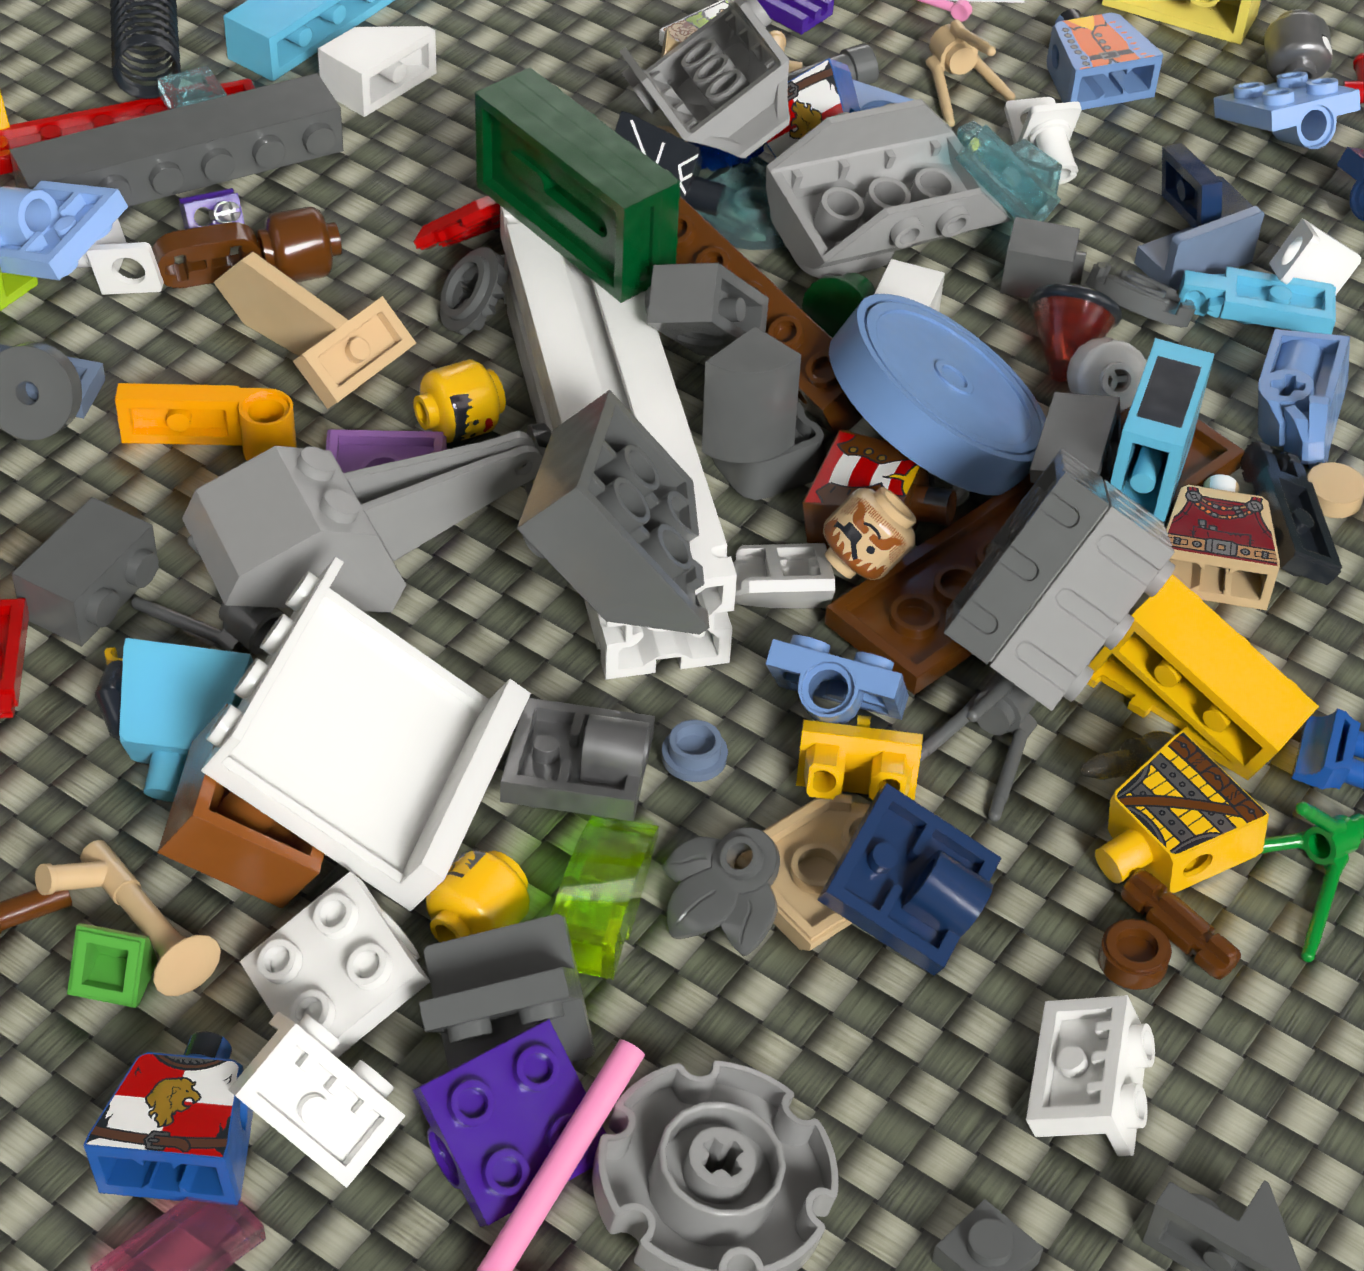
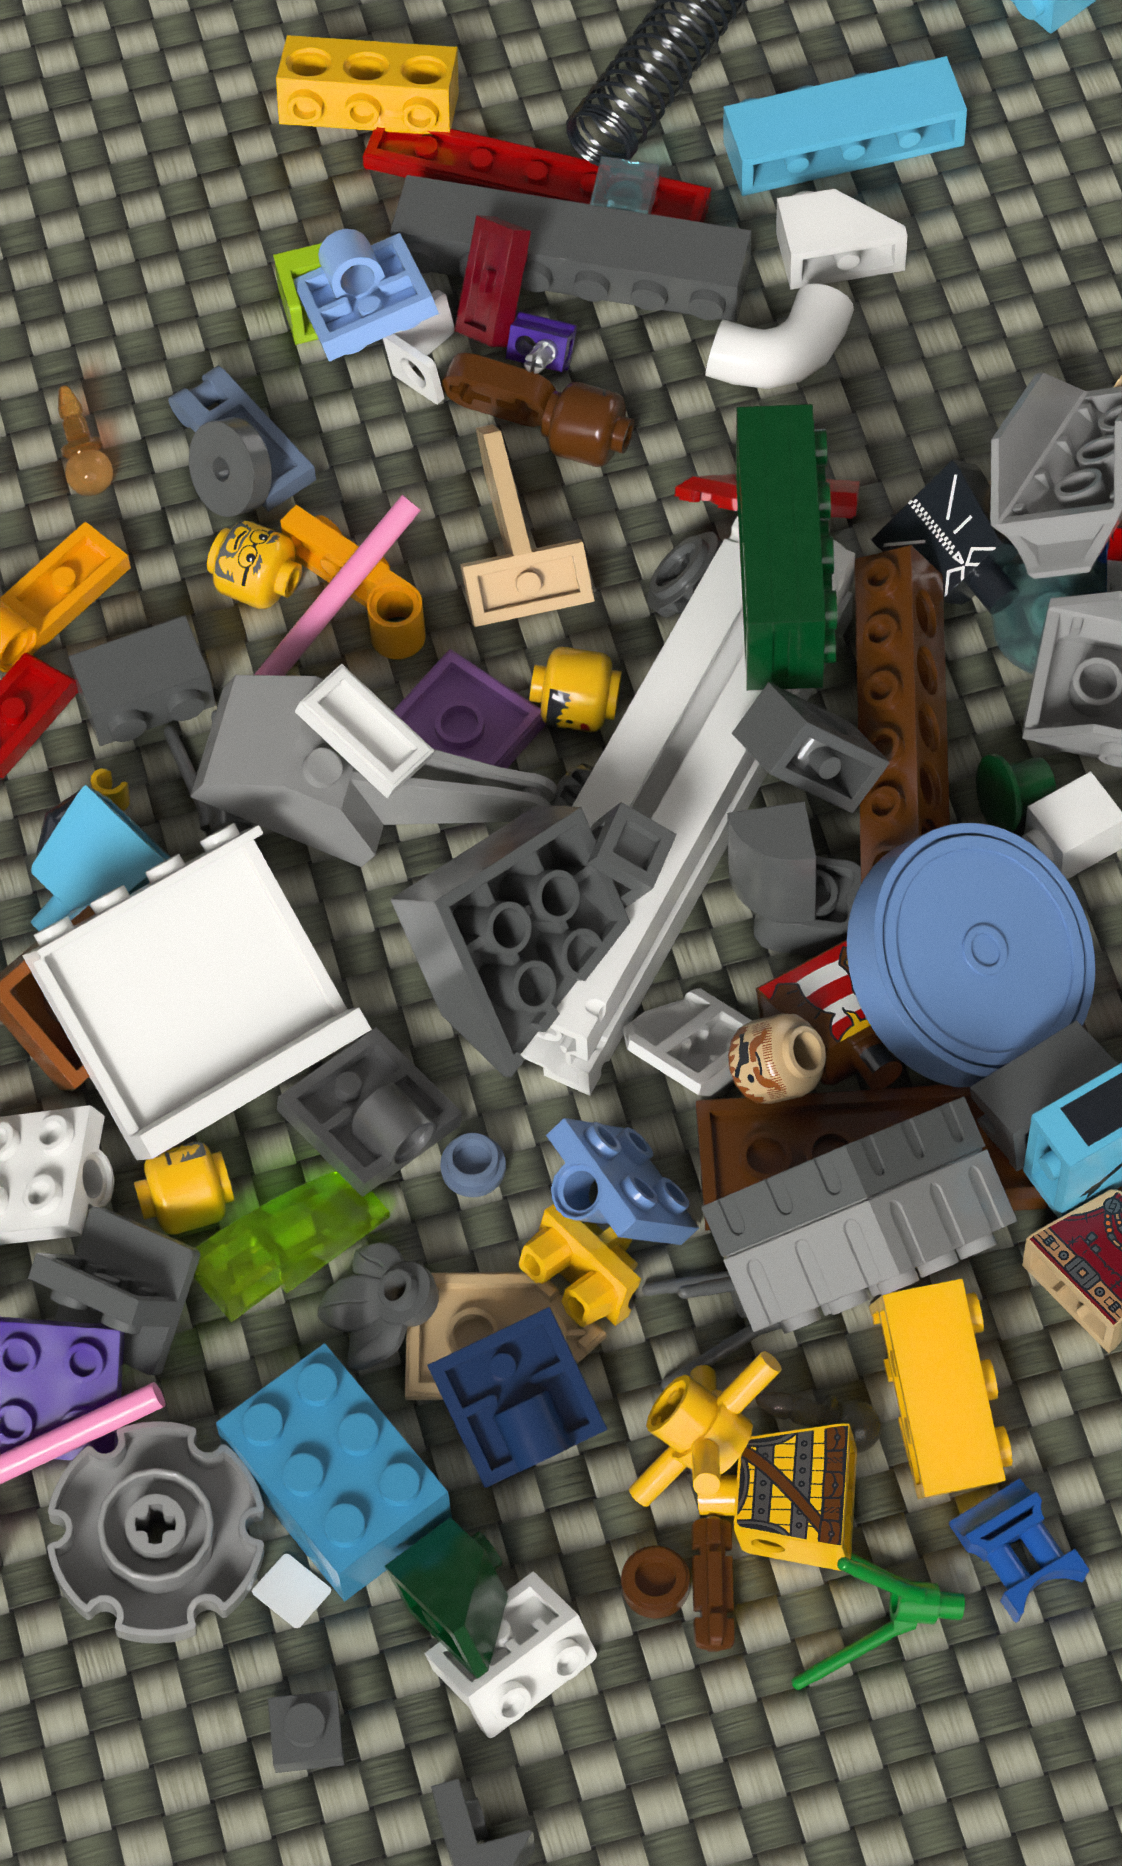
camera: 45 degrees right, 15 degrees up
(109, 451) = (254, 564): none -> yellow head
(145, 180) = (492, 280): none -> dark red plate
(212, 410) = (340, 588): none -> bright pink bar
(355, 459) = (364, 731): none -> white tile
(401, 144) = (787, 351): none -> white cylinder
(667, 412) = (630, 850): none -> dark grey panel
(824, 1023) = (335, 1471): none -> dark azure brick
(863, 1157) = (291, 1591): none -> white sticker
(1012, 1052) = (454, 1591): none -> dark green slope
(1080, 803) = (702, 1427): none -> yellow bar

